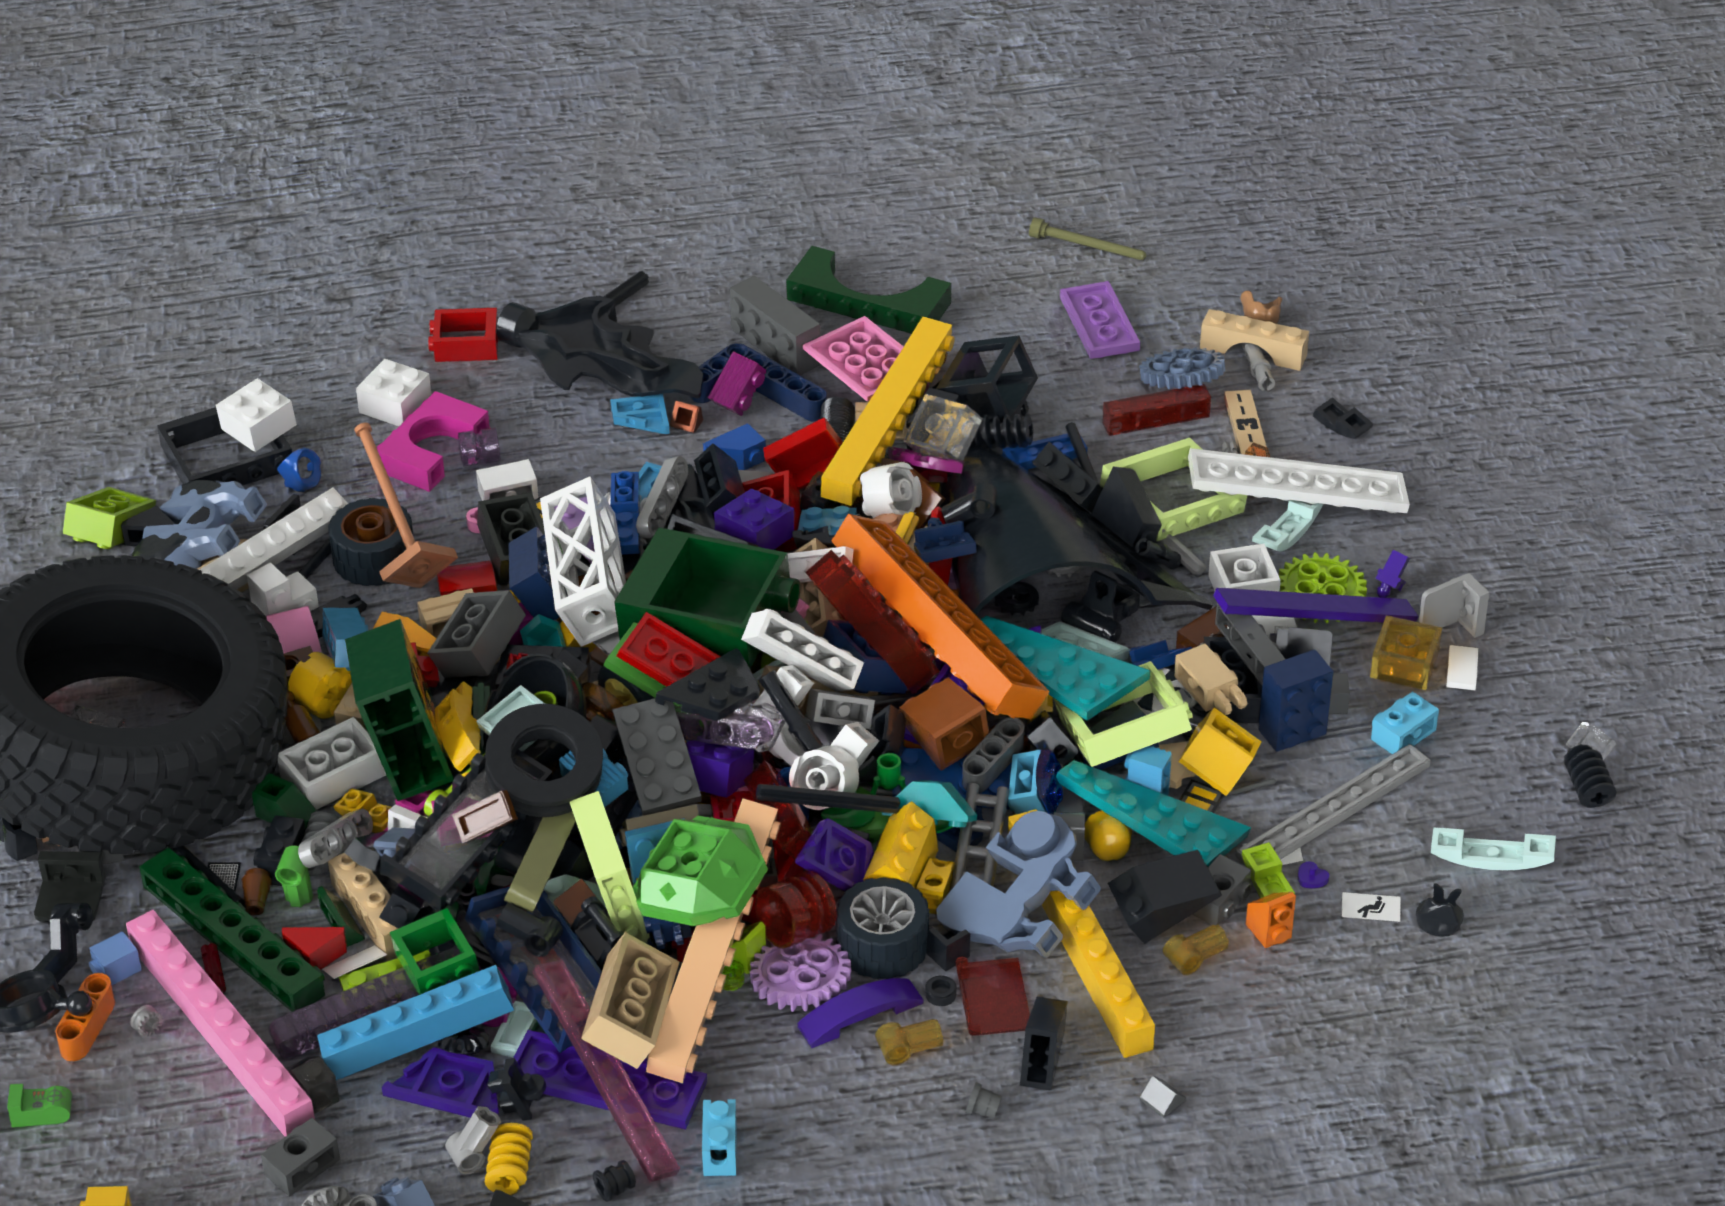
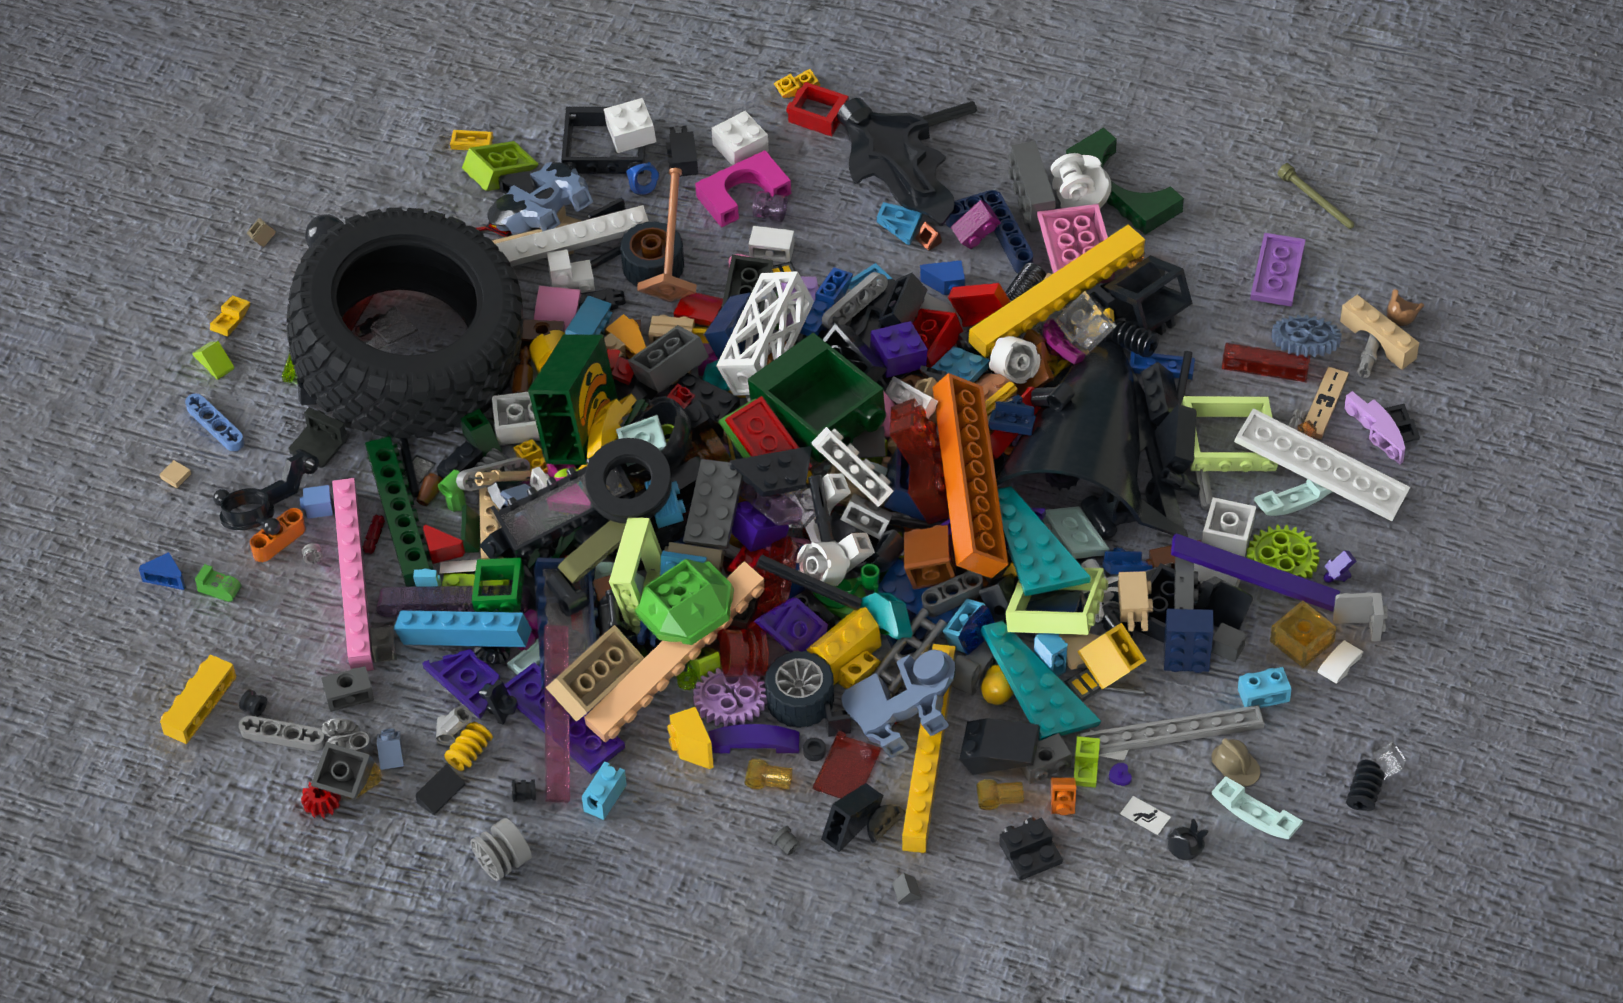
camera: 30 degrees right, 10 degrees up
(49, 503) = (475, 139): none -> yellow tile
(329, 983) = (426, 578): none -> medium azure slope
(331, 428) = (682, 151): none -> black hinge
(344, 836) = (489, 478): none -> tan pin
(417, 323) = (789, 85): none -> yellow slope
(484, 816) = (570, 505): tile -> none
(792, 1032) = (690, 738): none -> yellow slope
(830, 298) = (1080, 180): none -> white piece
(1081, 1032) = (882, 820): none -> black tile
(1272, 992) = (1030, 848): none -> black plate
(1327, 426) = (1382, 428): none -> lavender slope
(1426, 809) = (1236, 762): none -> dark tan piece

